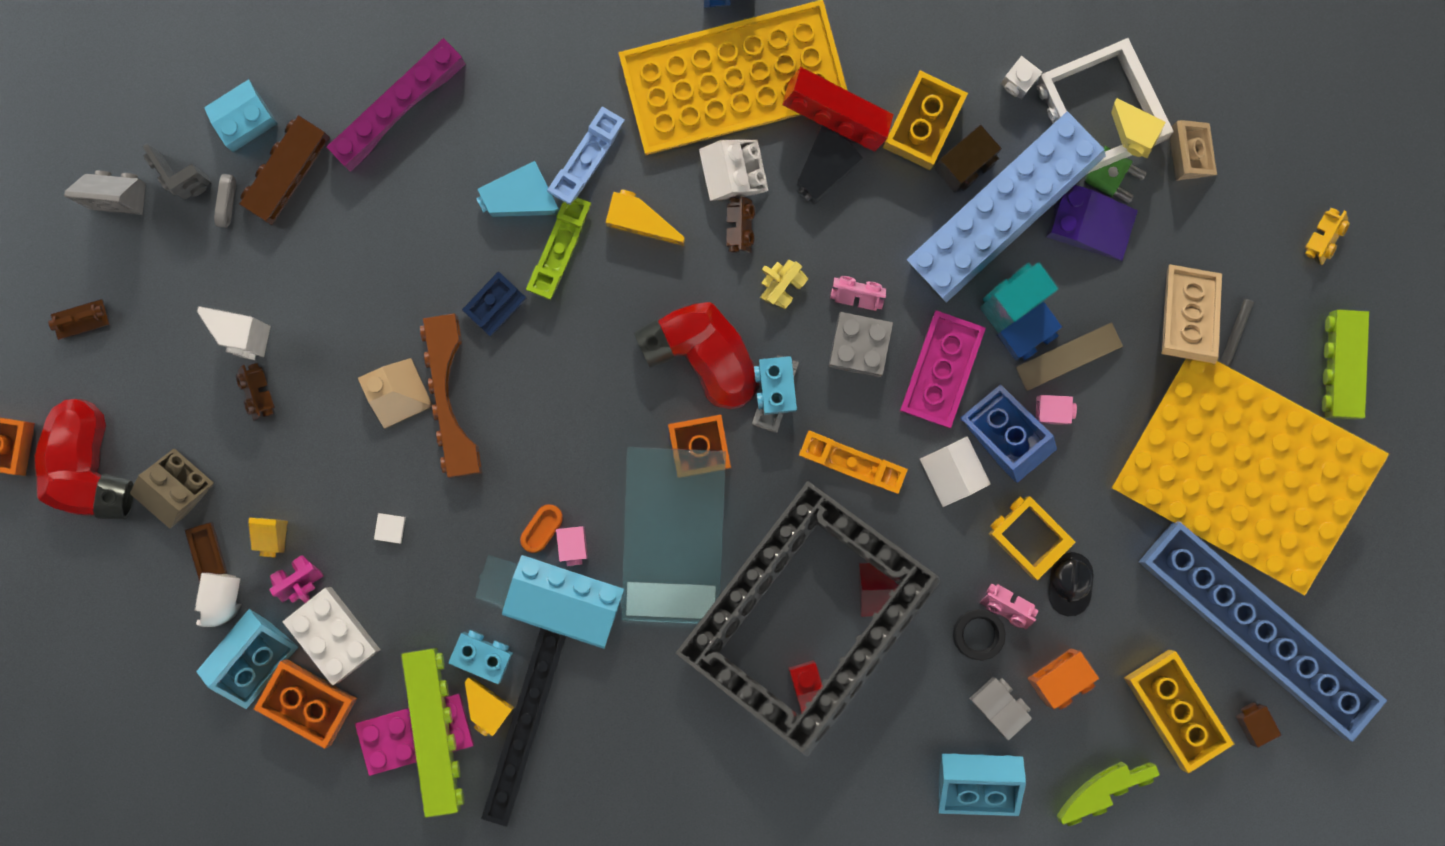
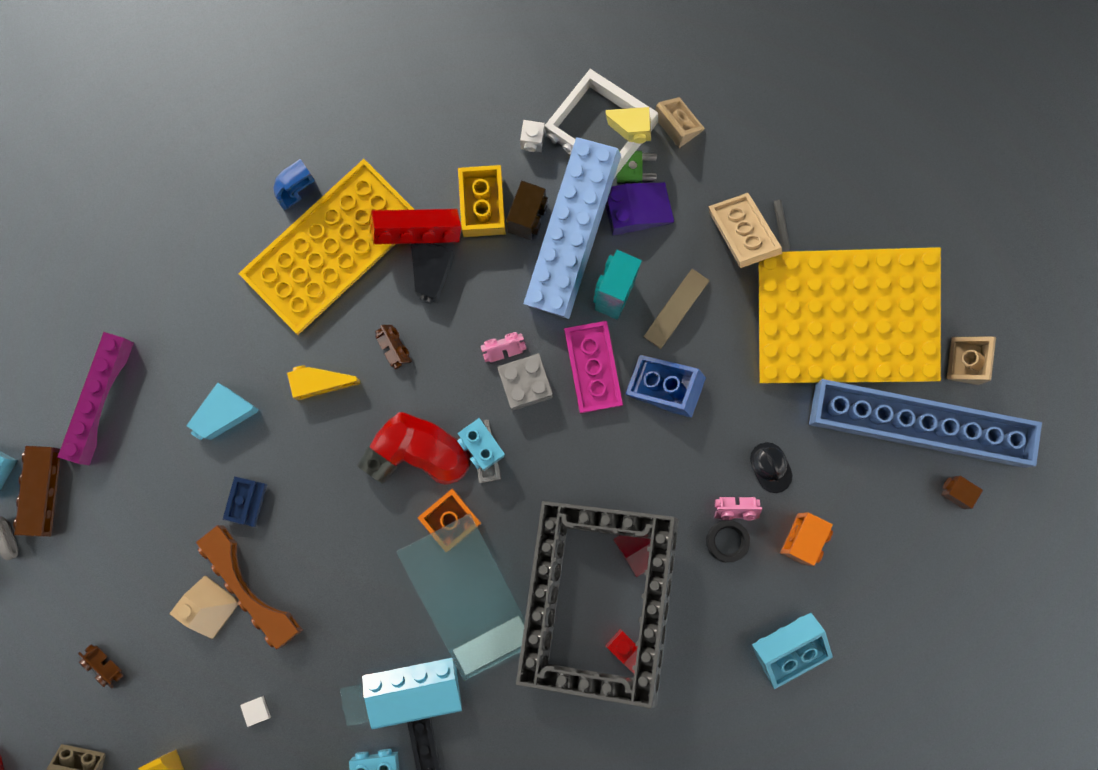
camera: 25 degrees left, 5 degrees down
(239, 333) = (58, 632): white slope -> none
(541, 528) = (368, 646): orange tile -> none
(559, 248) = (271, 434): lime slope -> none
(572, 545) = (397, 646): bright pink brick -> none
(587, 156) = (256, 359): light blue slope -> none
(733, 169) = (365, 309): white slope -> none
(777, 281) = (447, 360): light yellow hips -> none
(852, 462) = (567, 469): light orange slope -> none
(955, 471) = (643, 434): white slope -> none
(1001, 708) = (774, 586): light grey brick -> none
(1029, 331) = (638, 306): blue brick -> none
(1050, 556) = (745, 456): yellow window -> none
(1055, 409) = (688, 350): bright pink brick -> none
(1095, 794) = (877, 610): lime slope -> none
(1178, 711) = (901, 514): yellow brick -> none
(1324, 245) = (804, 119): yellow hinge -> none
(1346, 364) = (869, 206): lime brick -> none
(1354, 592) = (971, 359): none -> tan slope

